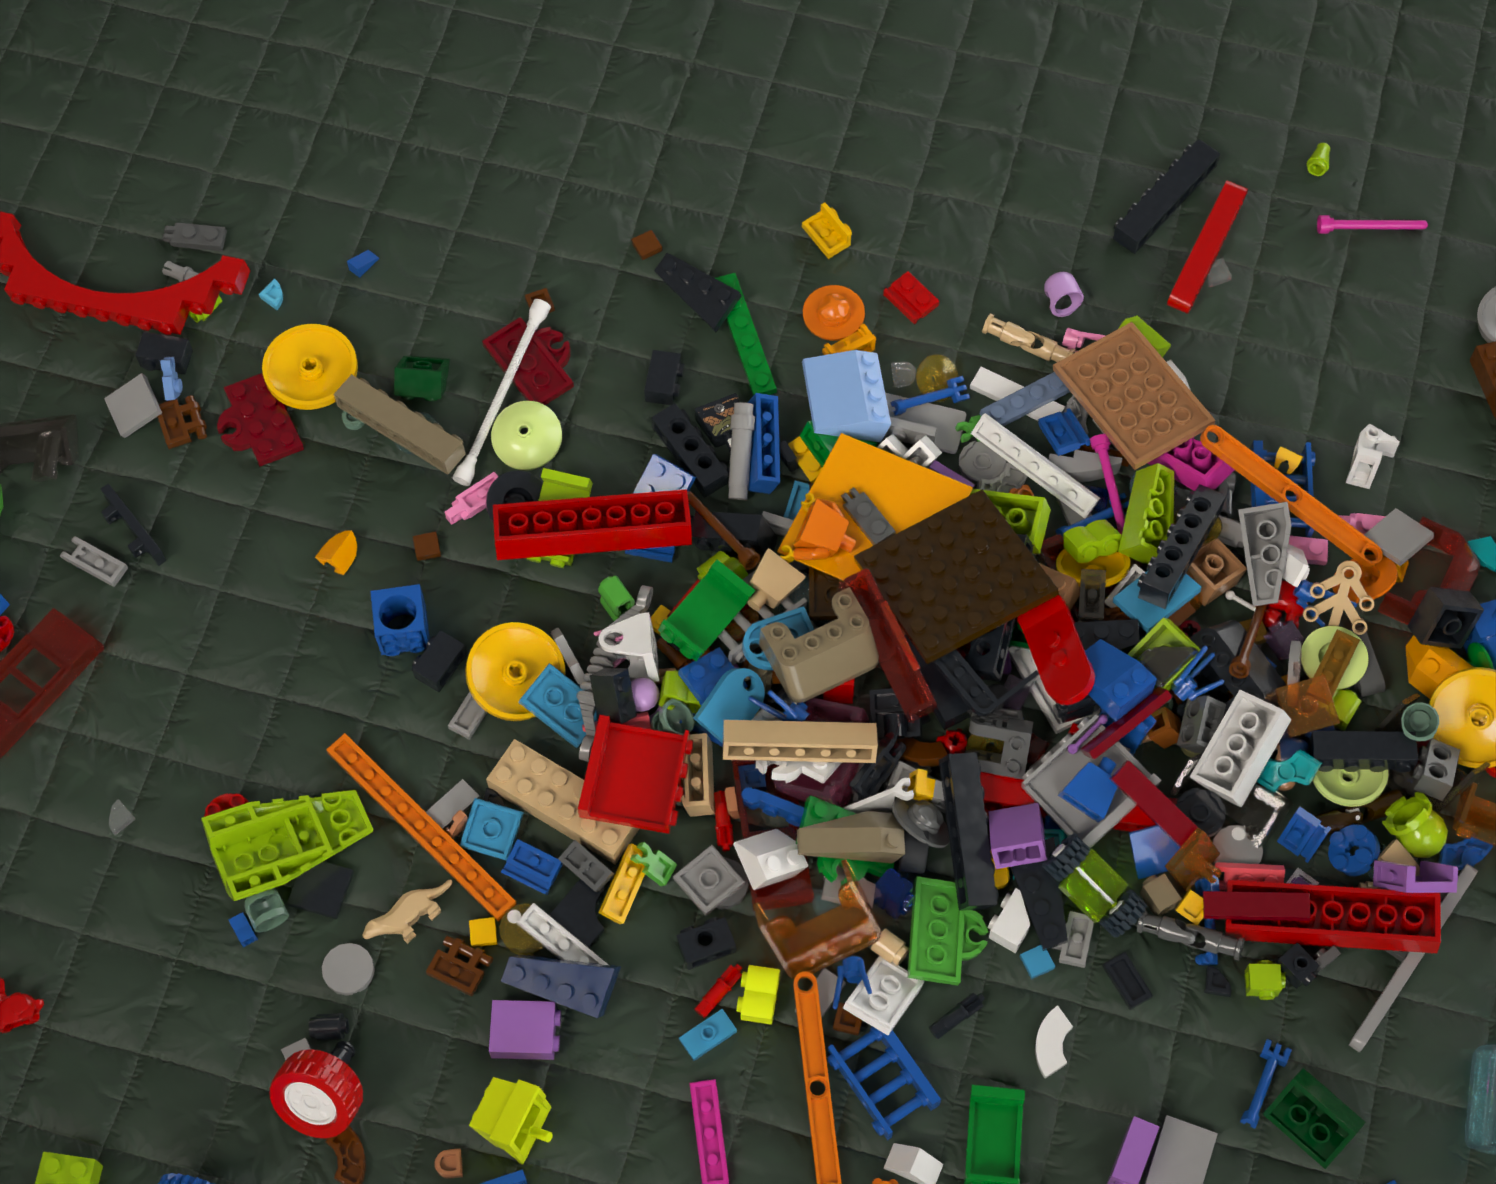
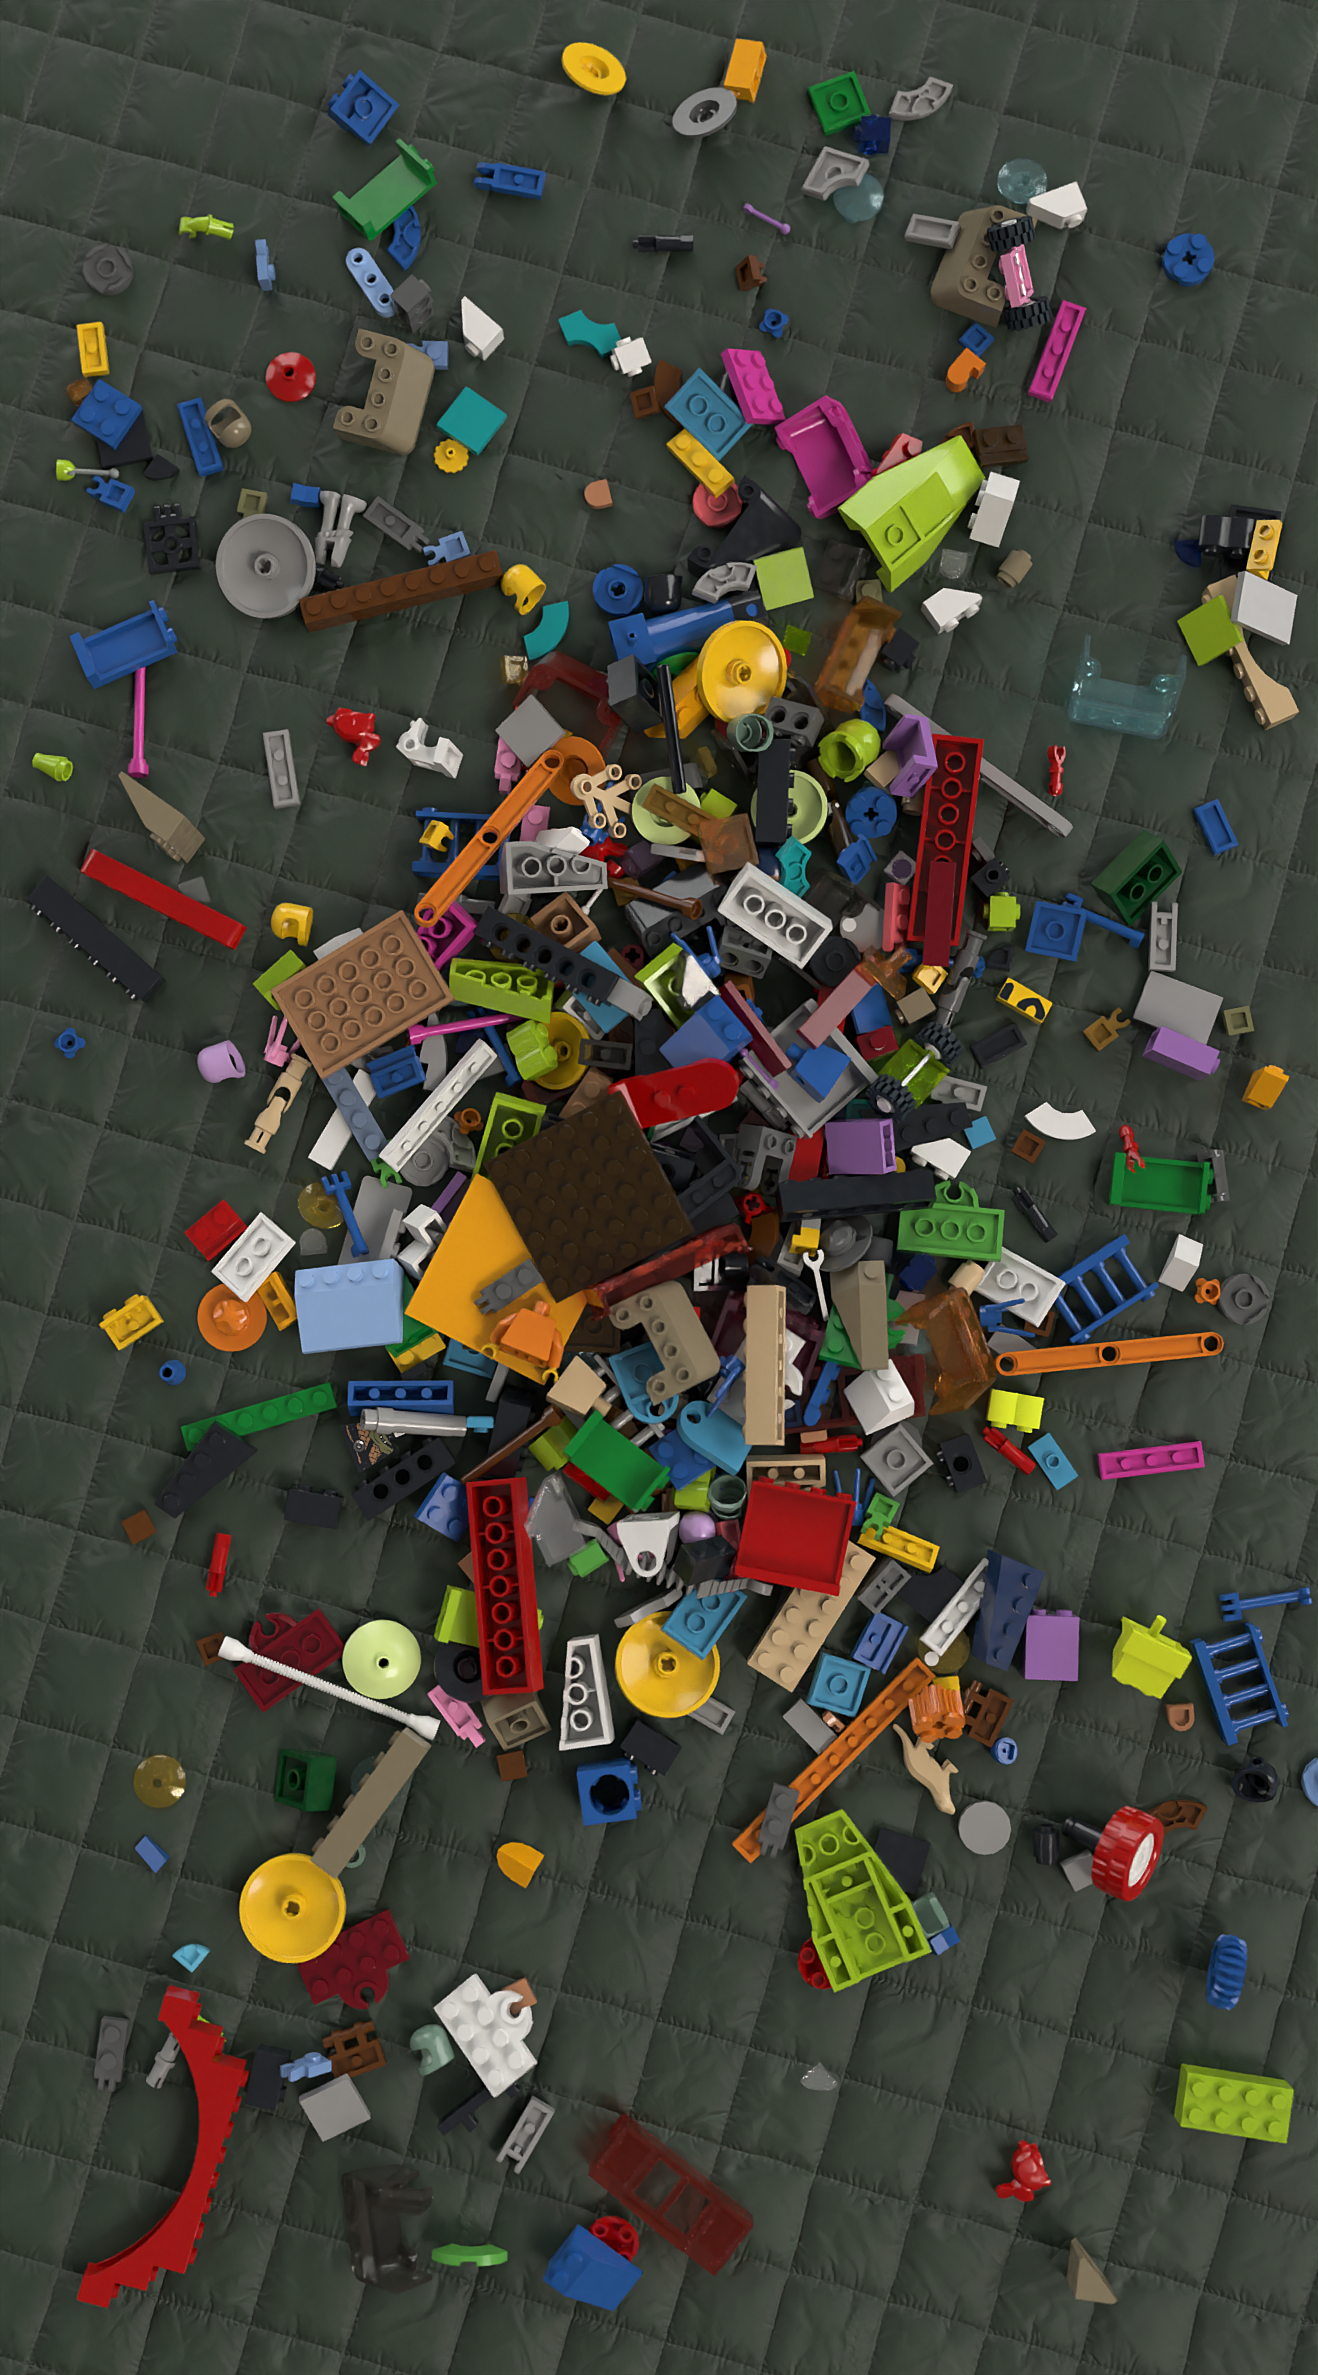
camera: 85 degrees left, 20 degrees up
(181, 483) = (434, 2048): none -> sand green helmet
(188, 526) = (489, 2032): none -> white plate
(218, 555) = (524, 1989): none -> nougat tile
(366, 771) = (777, 1819): none -> dark grey hinge
(422, 986) = (1004, 1750): none -> blue tile
(425, 275) = (172, 1778): none -> clear yellow dish
(461, 913) = (937, 1713): none -> orange brick
(471, 545) = (515, 1718): none -> dark tan slope
(489, 602) = (586, 1699): none -> white wedge
(608, 304) = (218, 1564): none -> red piece
(657, 559) = (553, 1521): none -> clear windscreen
(659, 840) = (859, 1512): none -> blue plant
(741, 505) = (481, 1423): none -> dark azure plate
(783, 263) = (178, 1372): none -> blue cone
(888, 323) = (253, 1257): none -> white tile
(1026, 1008) = (1027, 1146): none -> reddish brown plate
(1029, 1110) = (1130, 1148): none -> red piece
(1072, 174) = (62, 1042): none -> blue plate
(1120, 854) = (876, 1044): none -> dark red torso
(1146, 610) = (630, 999): none -> light grey brick
(1149, 1083) = (1103, 1031): none -> pearl gold plate
(1175, 1005) = (1024, 1001): none -> yellow slope
(1196, 348) = (292, 921): none -> yellow helmet
(1250, 1033) = (1056, 931): none -> blue plate
(1252, 1145) = (1162, 939): none -> light grey hinge
(1277, 230) = (167, 825): none -> dark tan slope
(1338, 338) = (281, 769): none -> light grey tile
(1382, 398) = (356, 729): none -> red animal
(1387, 699) = (707, 761): none -> clear yellow tile
(1414, 651) = (671, 729): none -> black axle
(1418, 1036) = (1056, 759): none -> red piece
(1434, 209) = (125, 646): none -> blue panel
(1458, 522) = (514, 669): none -> clear yellow tile

